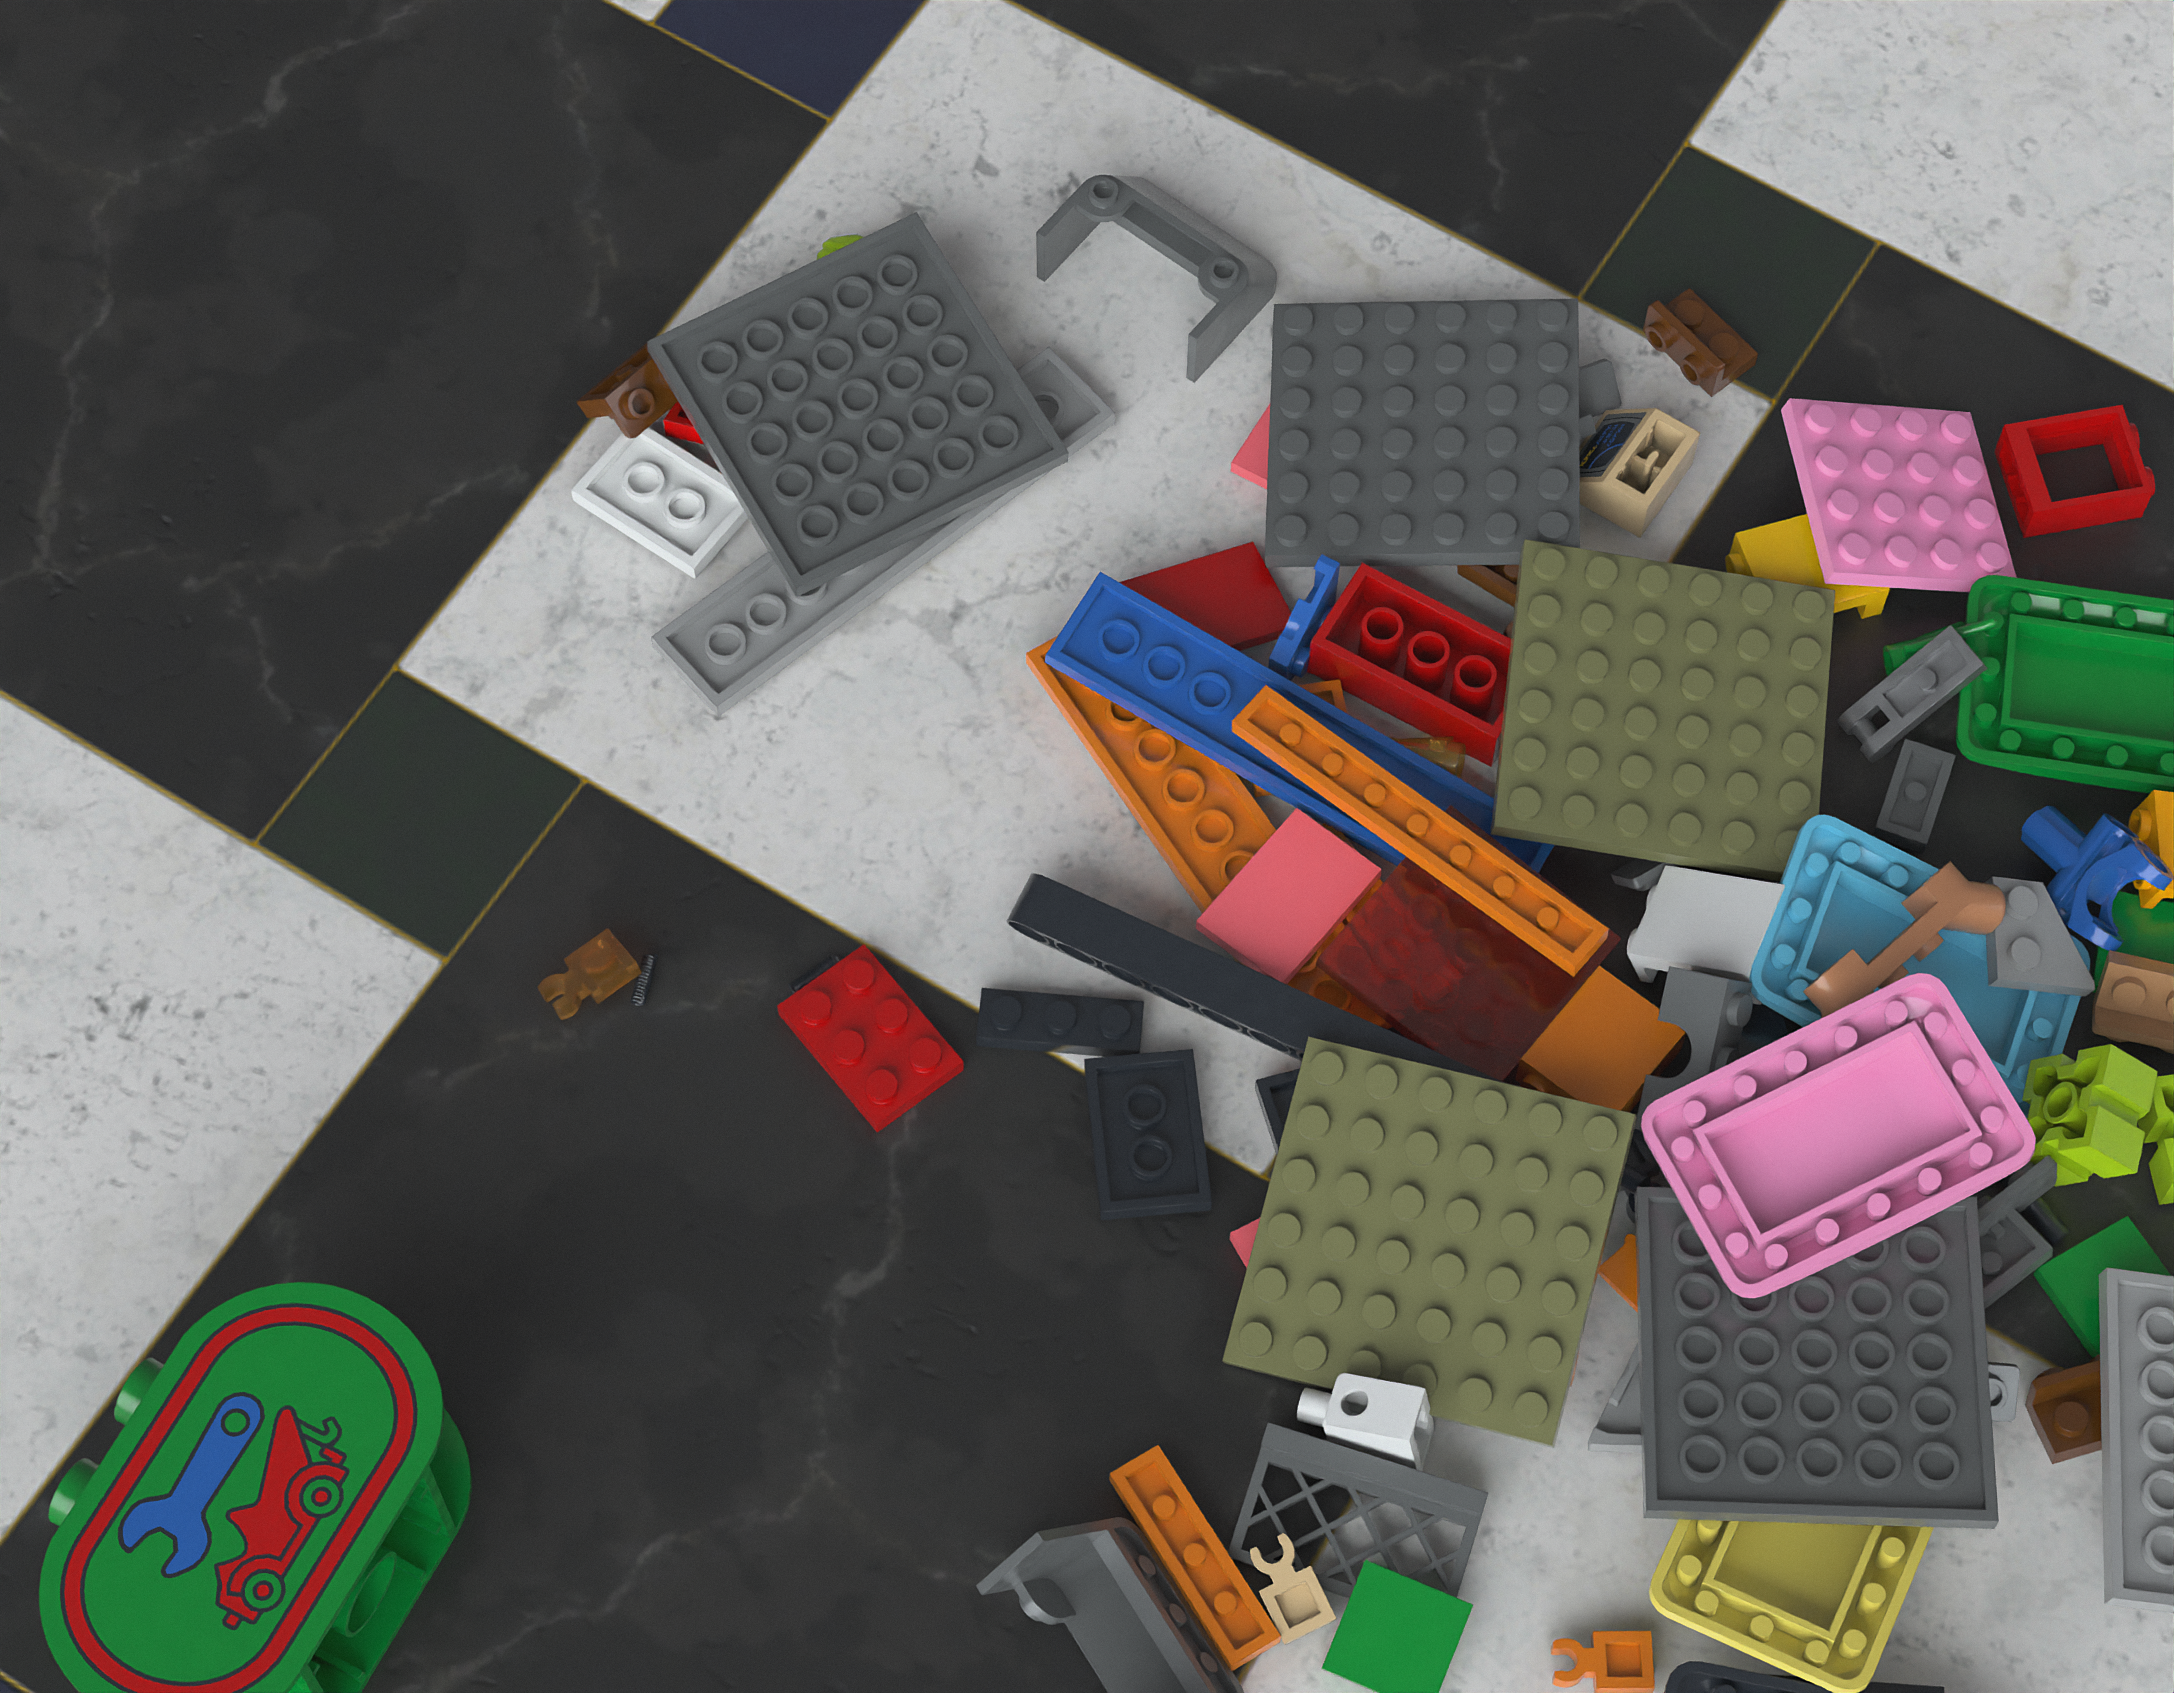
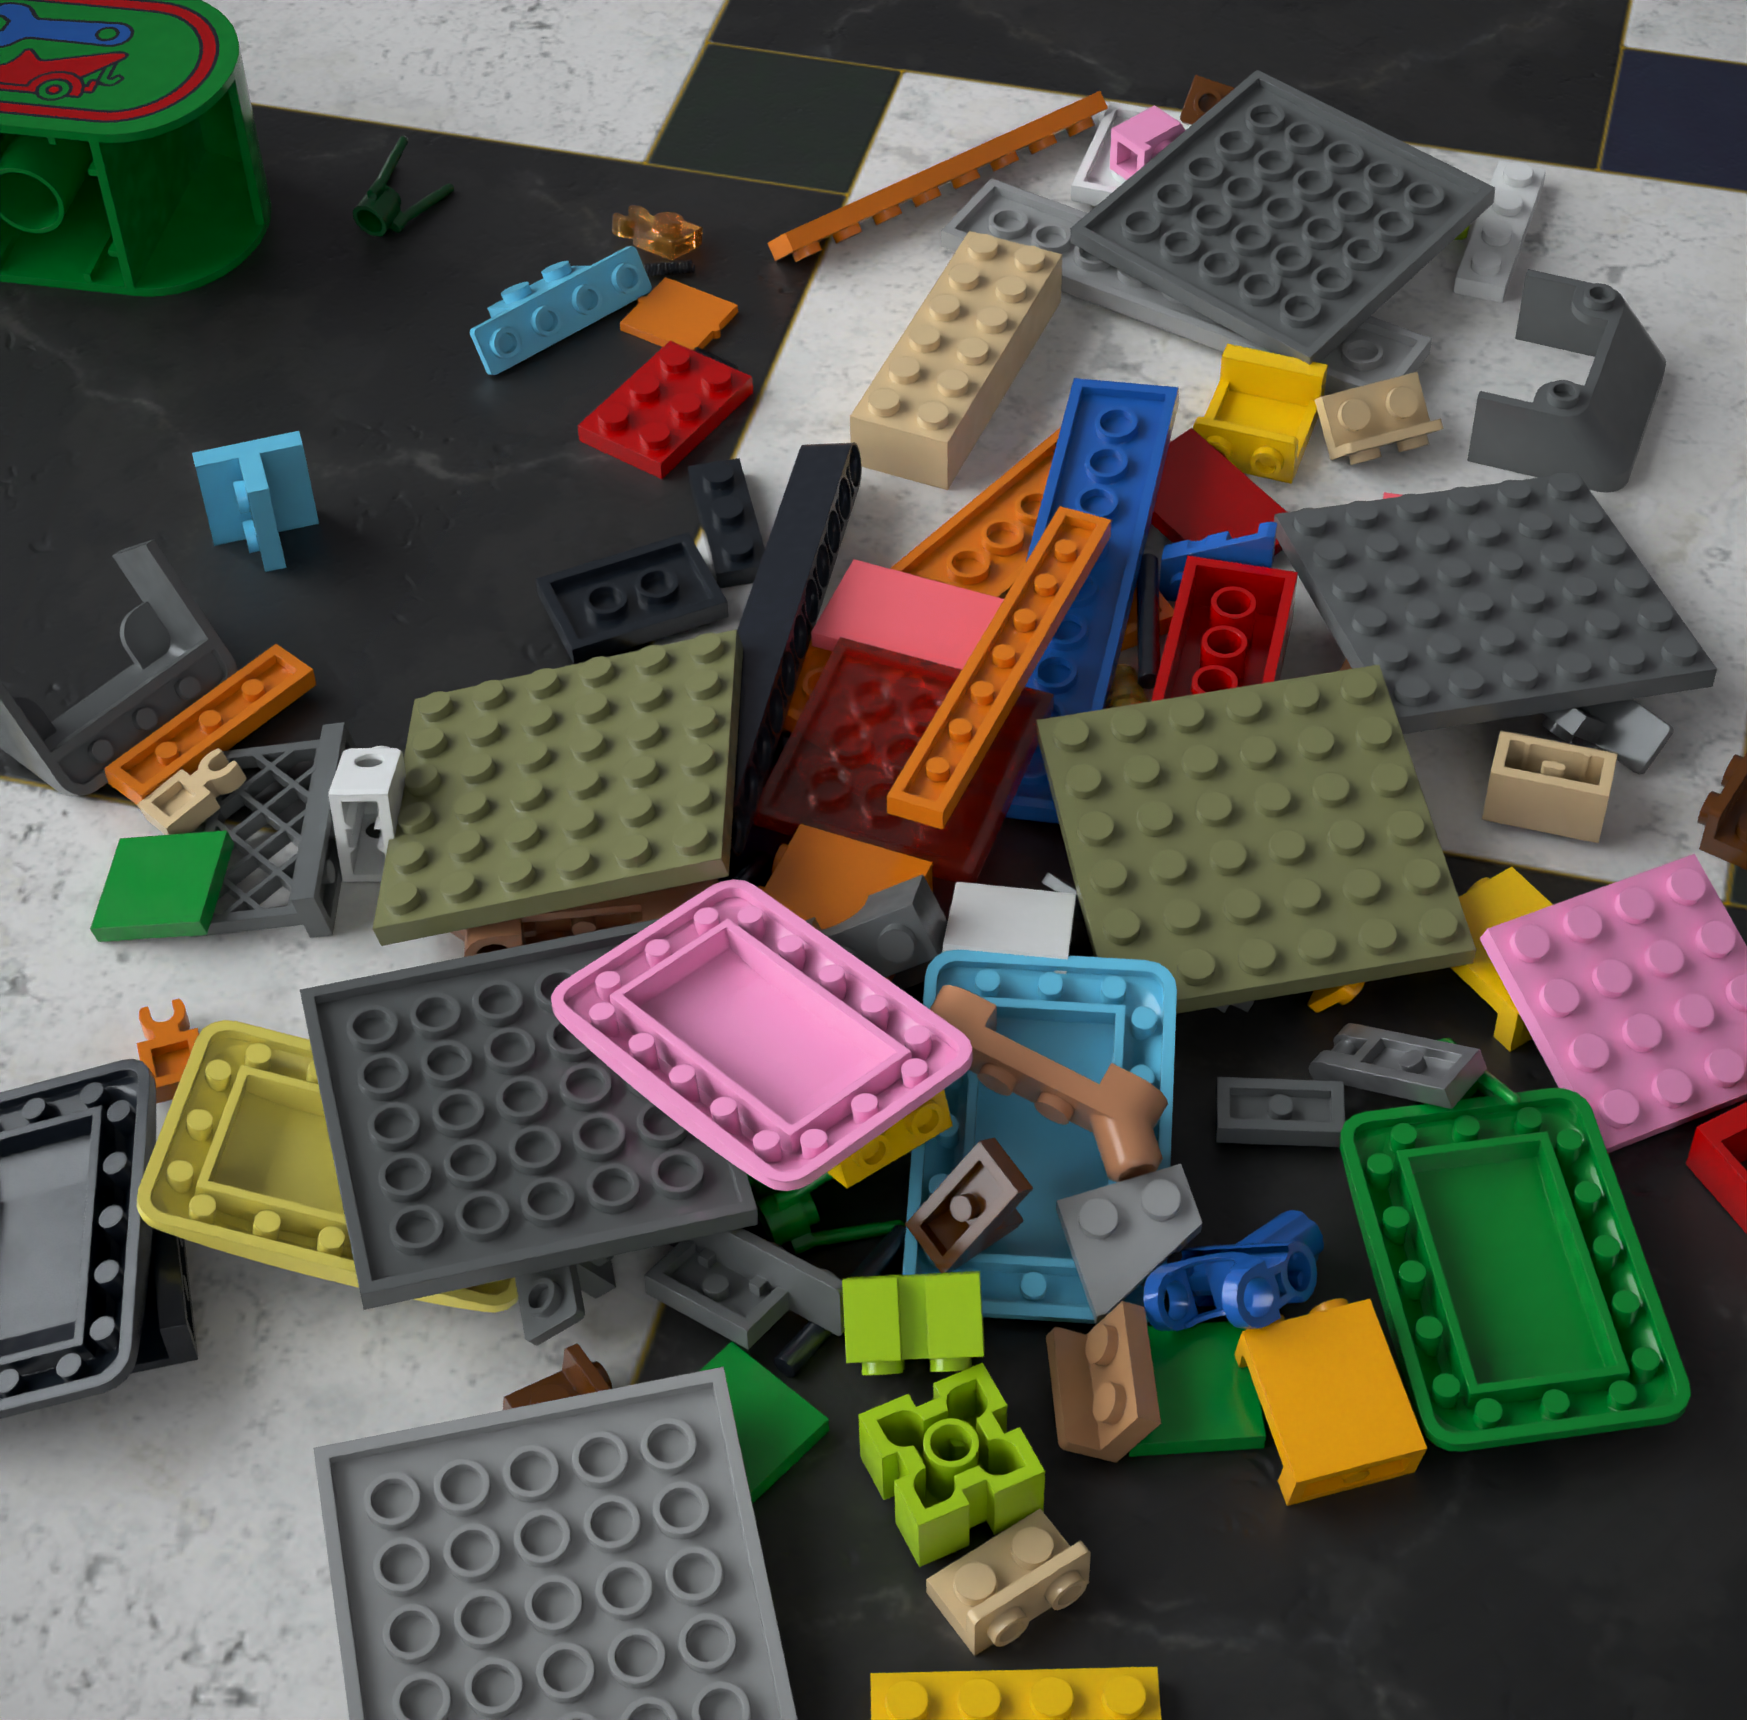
camera: 75 degrees right, 15 degrees down
(436, 1241) = (381, 203): none -> dark green plant
(620, 686) = (924, 185): none -> orange plate
(672, 1105) = (557, 307): none -> medium azure bracket
(692, 481) = (1141, 140): none -> bright pink brick
(726, 991) = (678, 315): none -> orange piece
(864, 210) = (1500, 232): none -> white plate
(914, 1446) = (256, 493): none -> medium azure bracket
(920, 750) = (956, 359): none -> tan brick
(1090, 523) = (1263, 411): none -> yellow panel
(1145, 431) = (1374, 417): none -> tan bracket
(1363, 707) = (1148, 621): none -> black bar
(2003, 1027) = (971, 1207): none -> reddish brown slope

